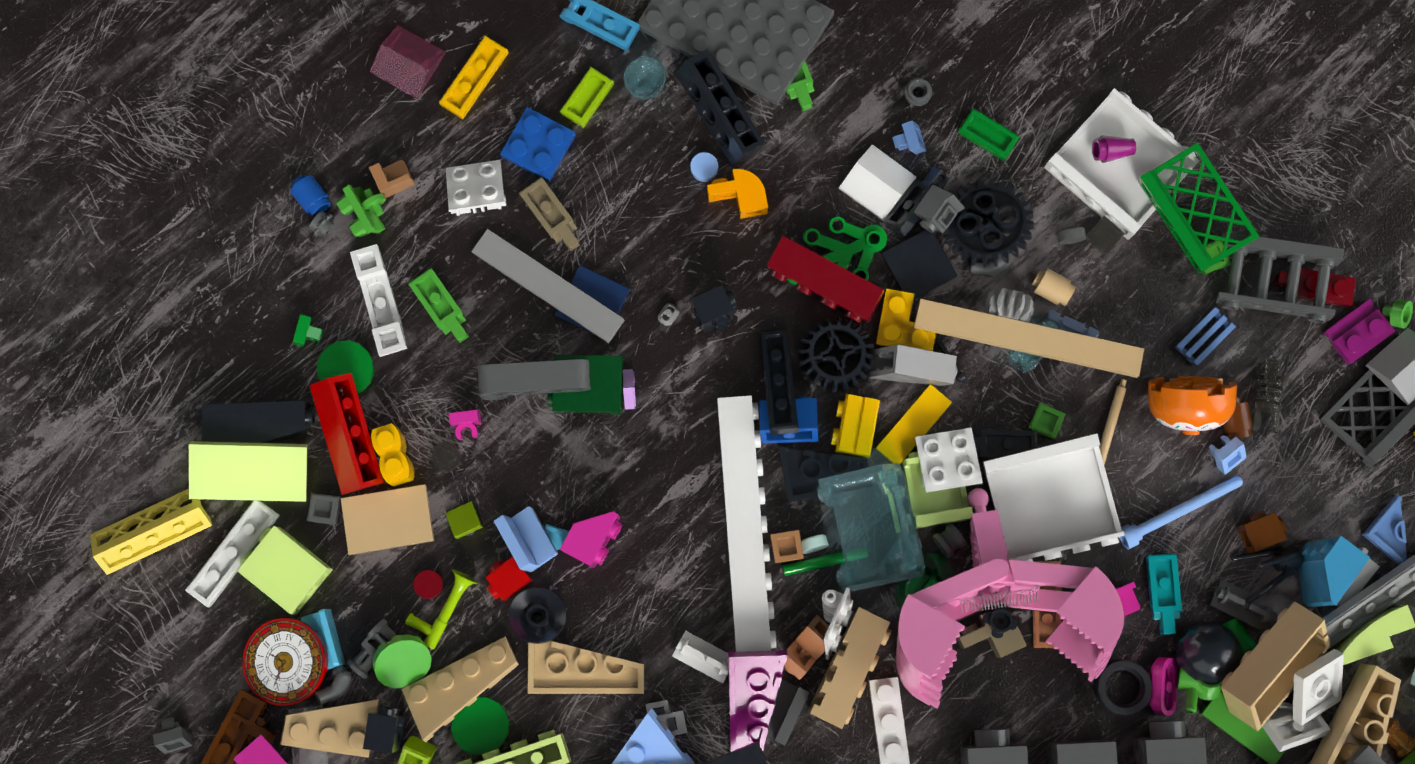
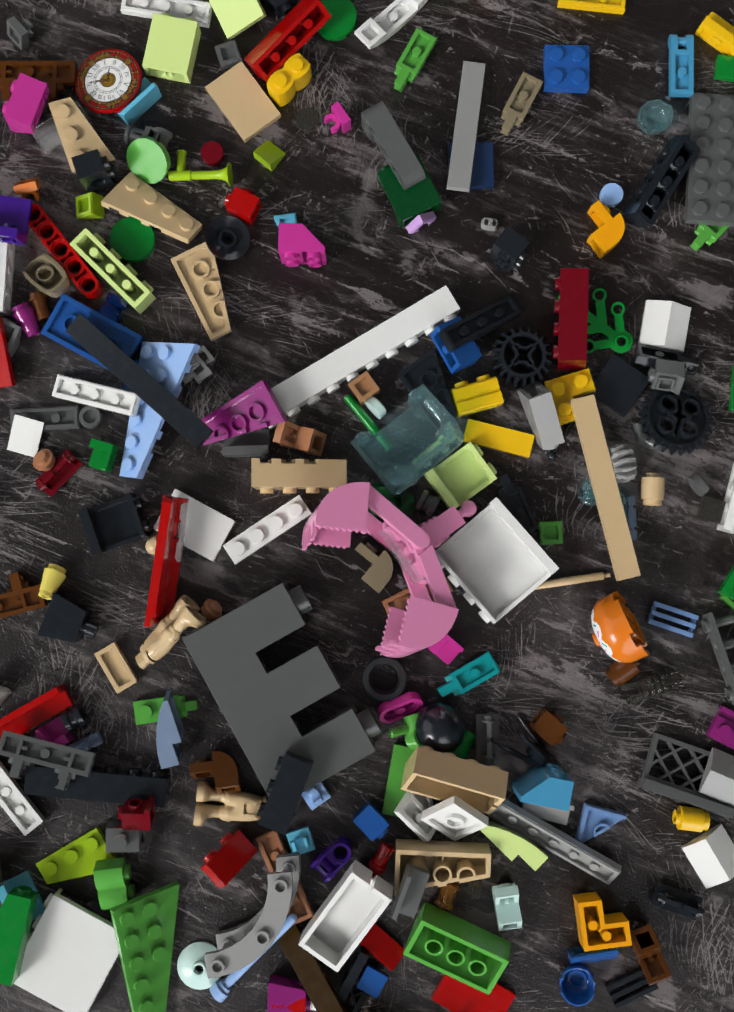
camera: 65 degrees right, 5 degrees up
(338, 687) = (109, 127): dark grey arm -> none
(475, 187) = (510, 39): white hinge -> none
(526, 539) = (276, 202): light blue panel -> none
(587, 97) = (619, 86): lime tile -> none
(702, 656) = (257, 365): white hinge -> none
(837, 613) = (334, 448): white hinge -> none
(910, 139) = (710, 332): medium blue tile -> none
(948, 460) = (485, 472): white hinge -> none
(1008, 623) = (380, 565): black plate -> none
(1134, 533) = (498, 633): light blue piece -> none
(1229, 455) = (593, 677): light blue tile -> none

